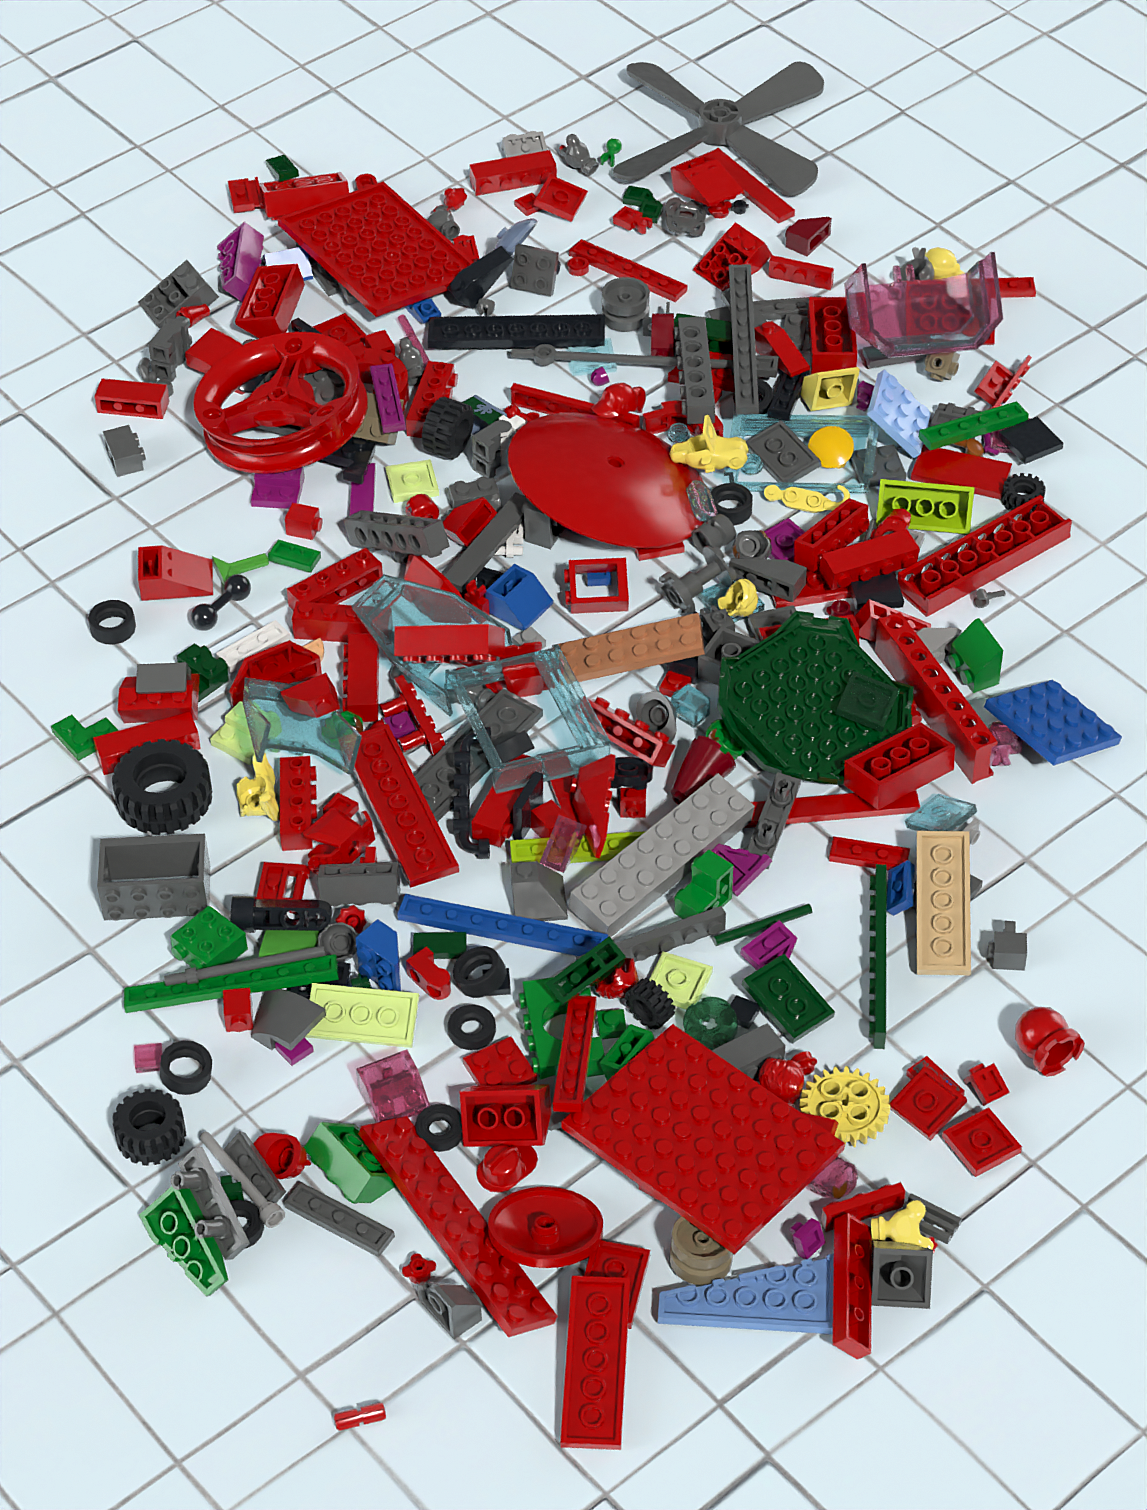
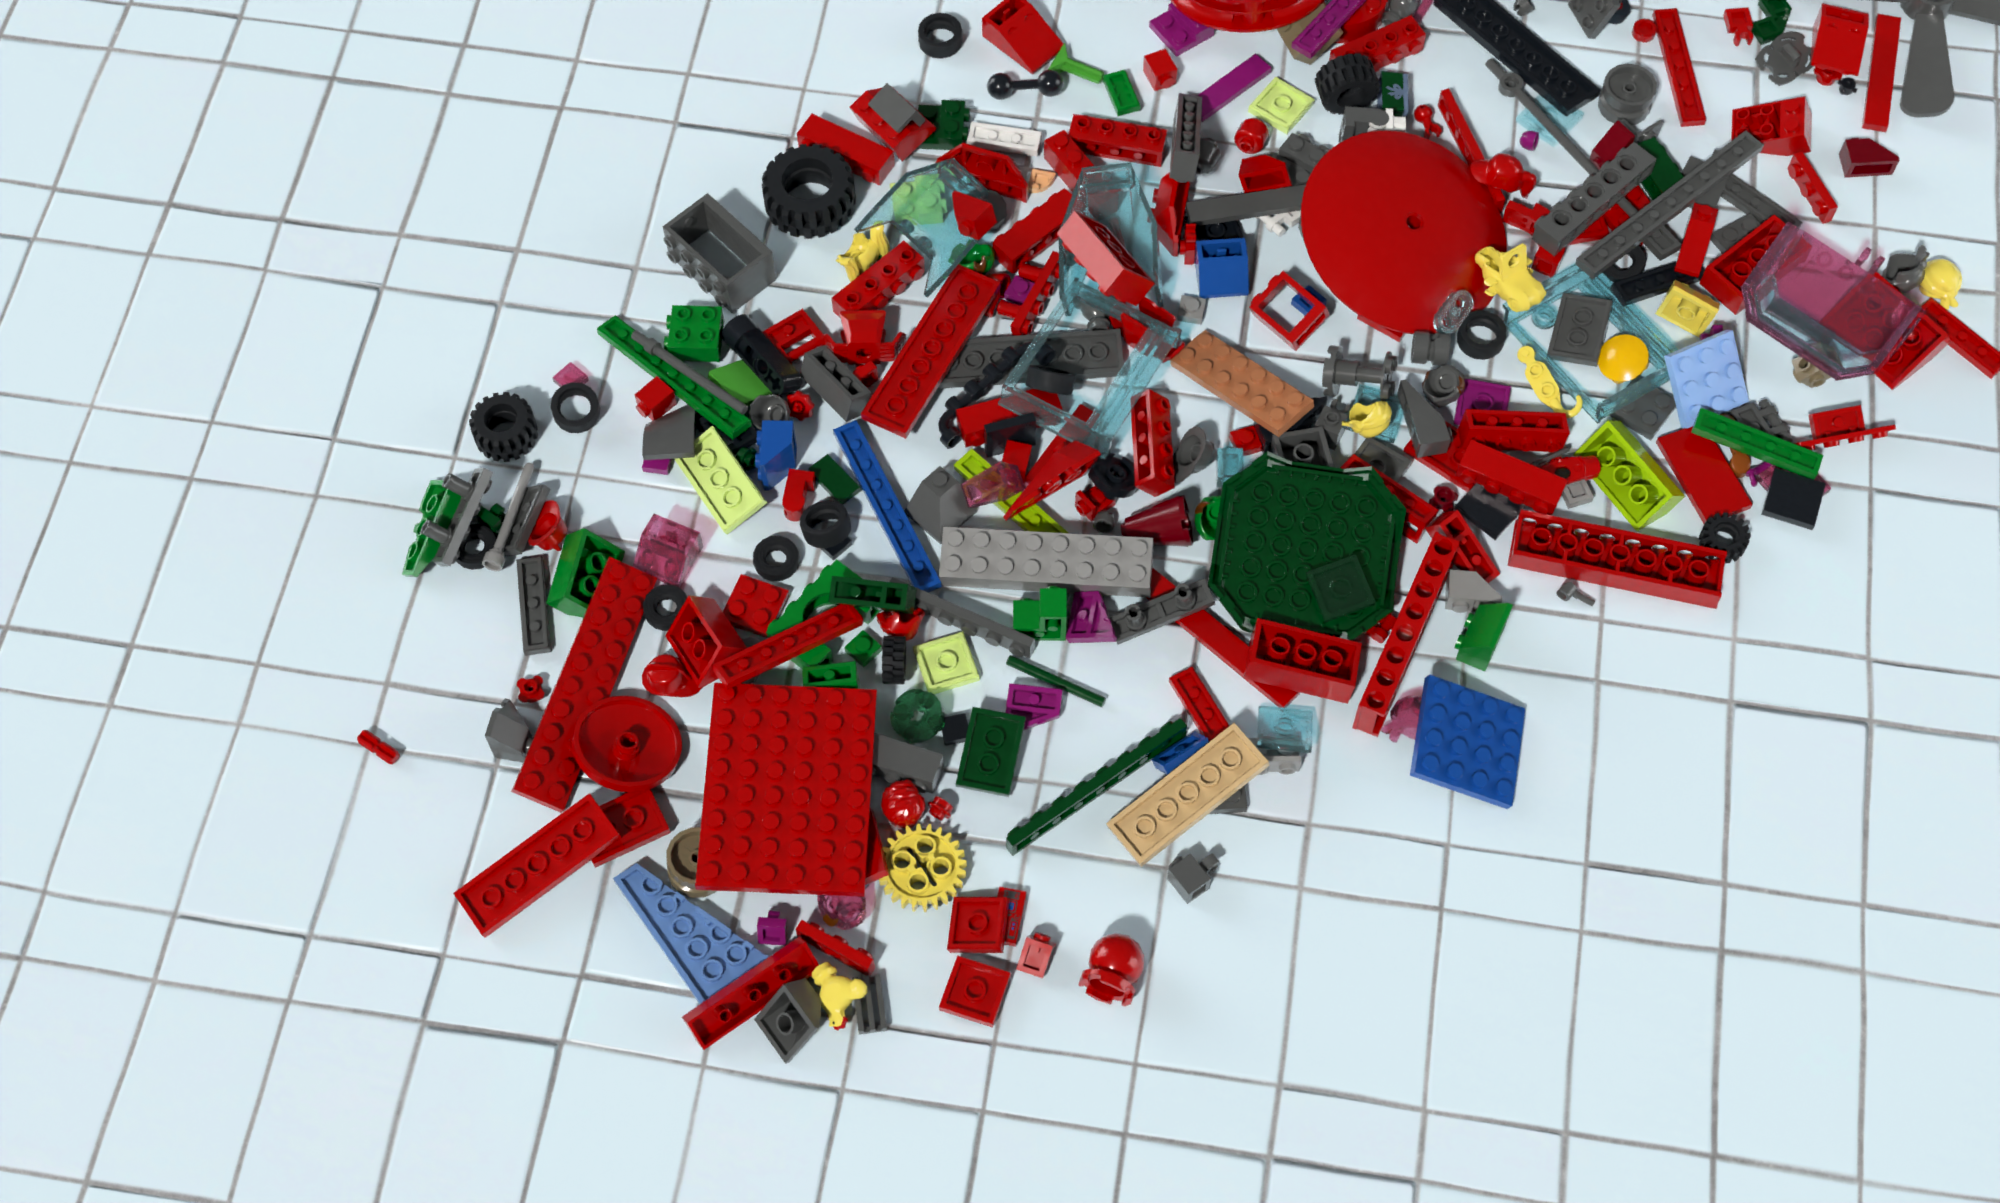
camera: 50 degrees right, 15 degrees up
(80, 739) = (815, 102): green plate -> none
(342, 803) = (901, 316): red plate -> none
(356, 455) = (1259, 49): black wing -> none
(657, 807) = (1107, 524): none -> dark grey hinge
(678, 433) = (1524, 235): clear light blue plate -> none

